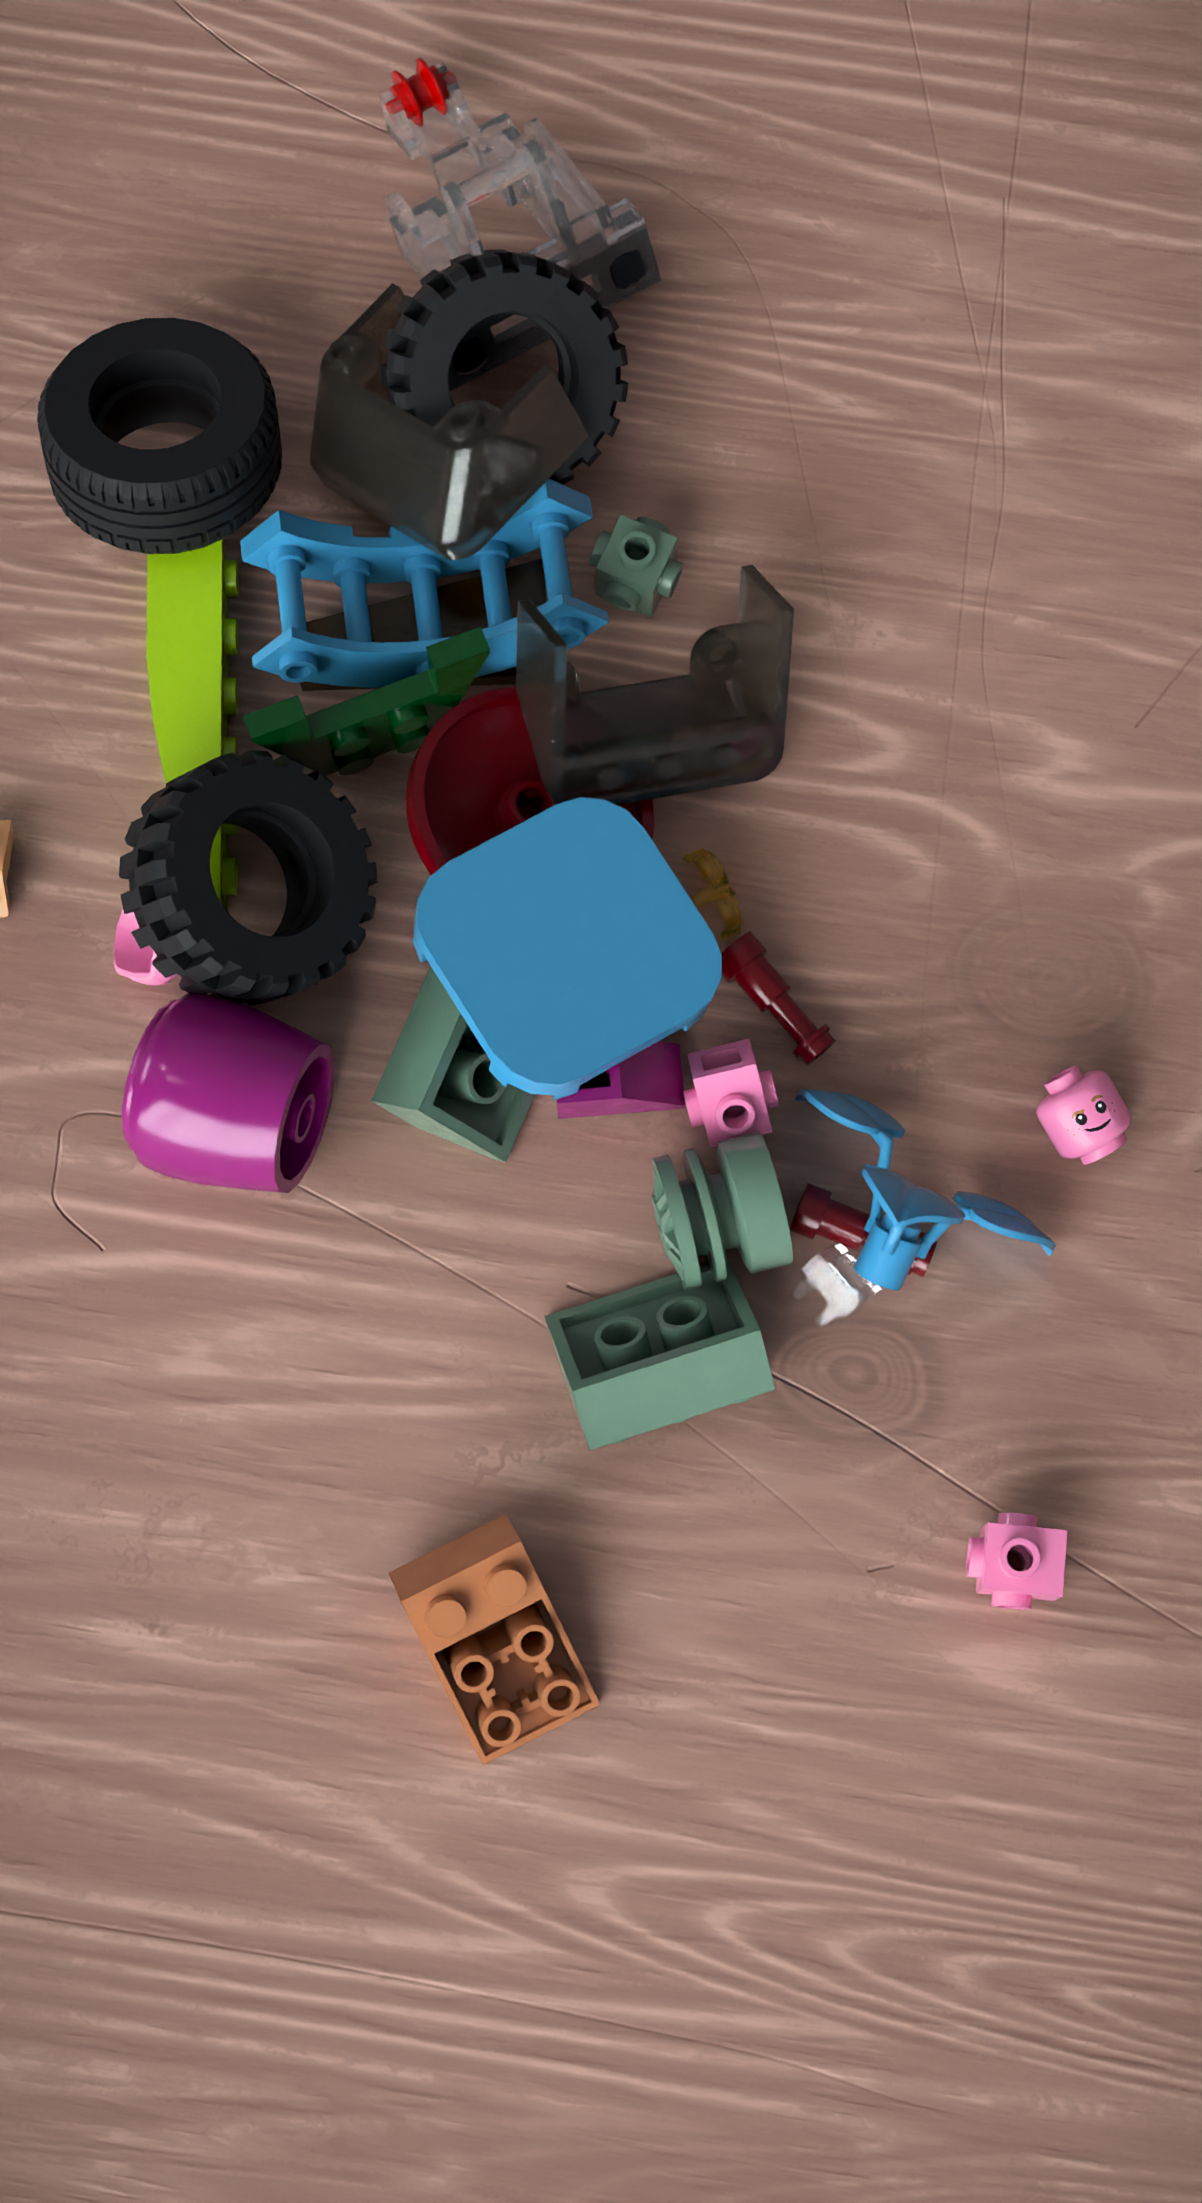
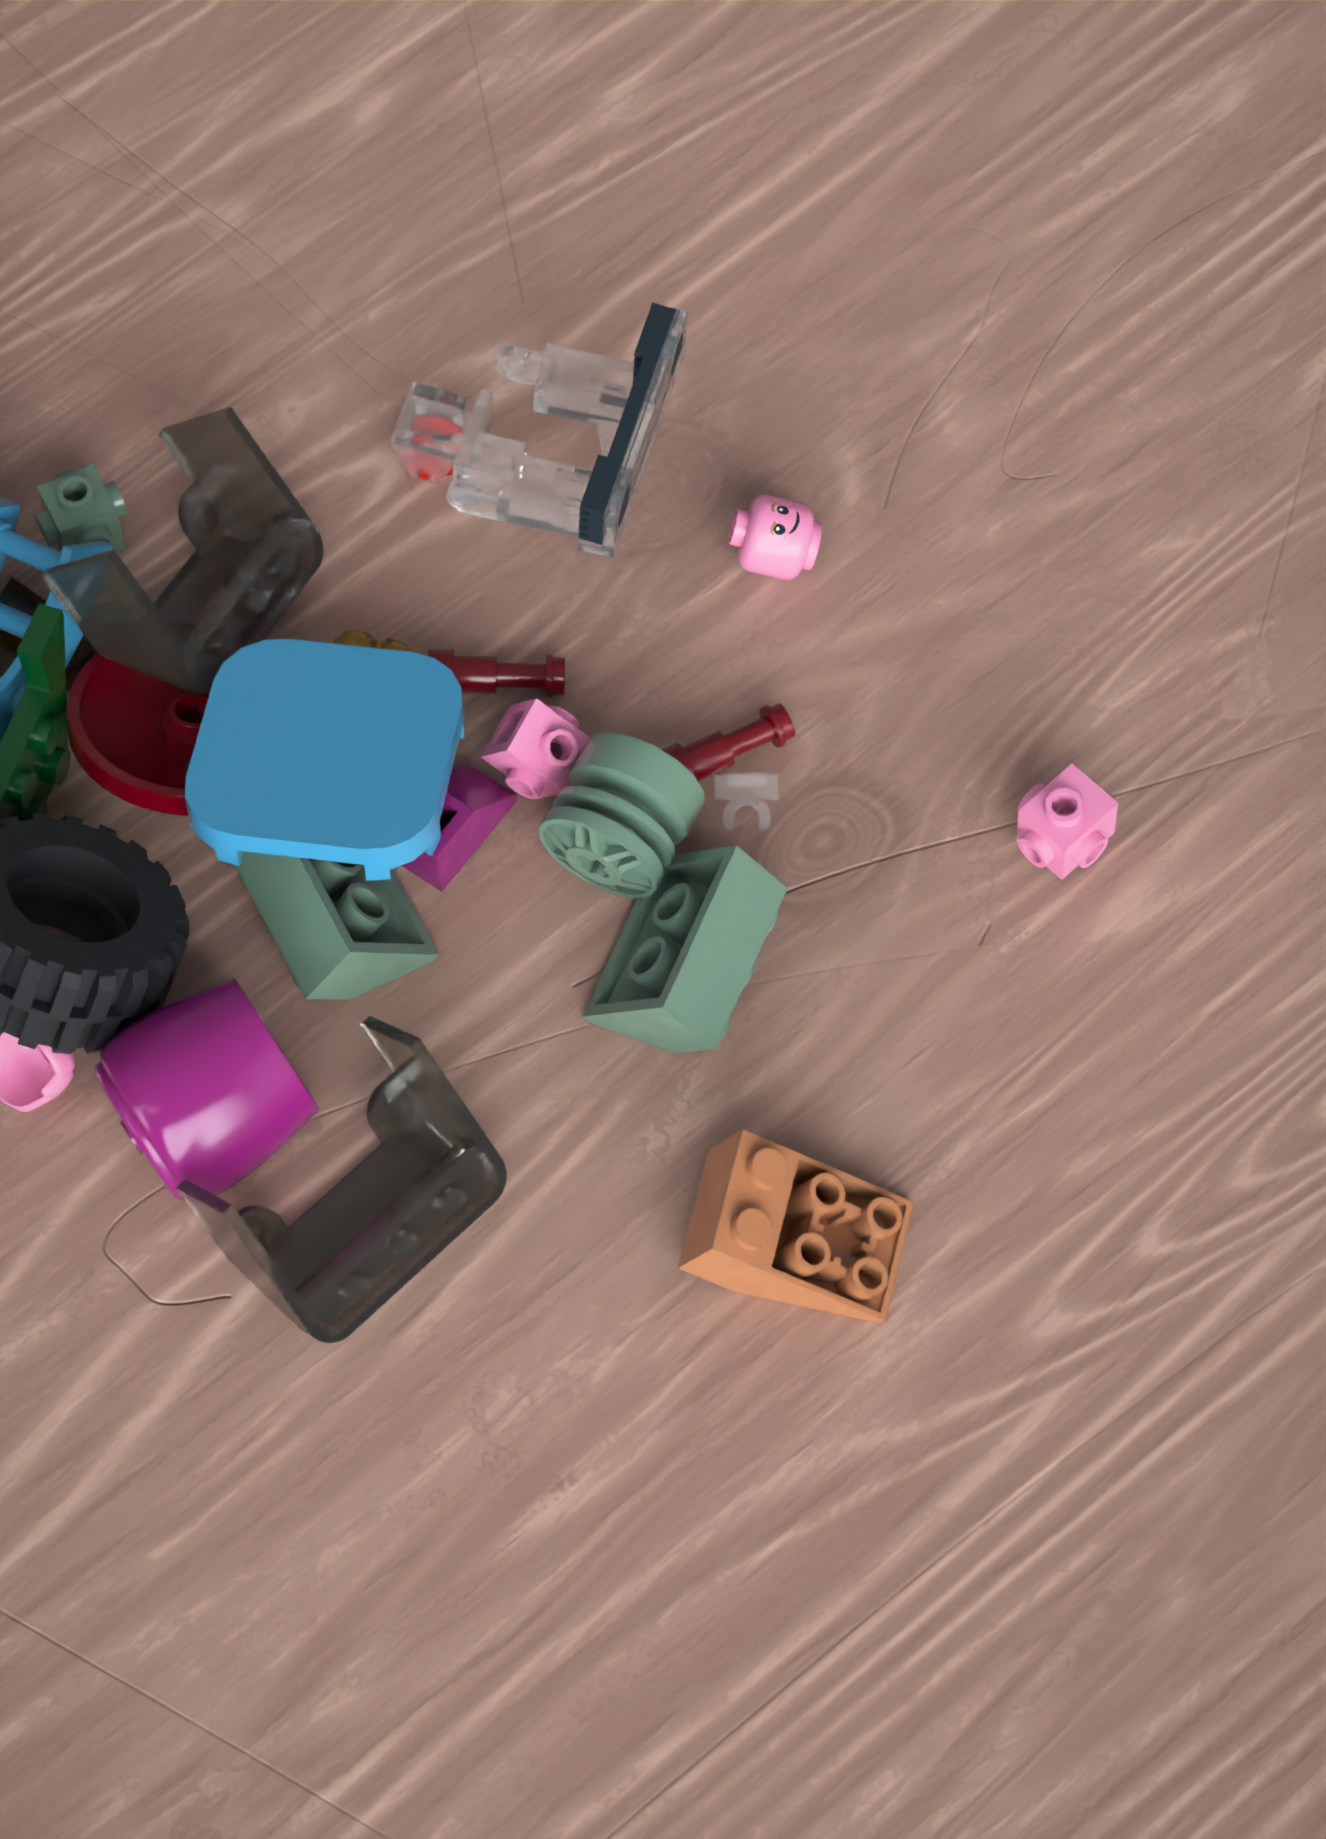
camera: 45 degrees left, 15 degrees down
(231, 1307) = (383, 1216): none -> clear smoke windscreen
(895, 1240) = (753, 719): dark azure plant -> none
(1083, 903) = (496, 477): none -> clear container

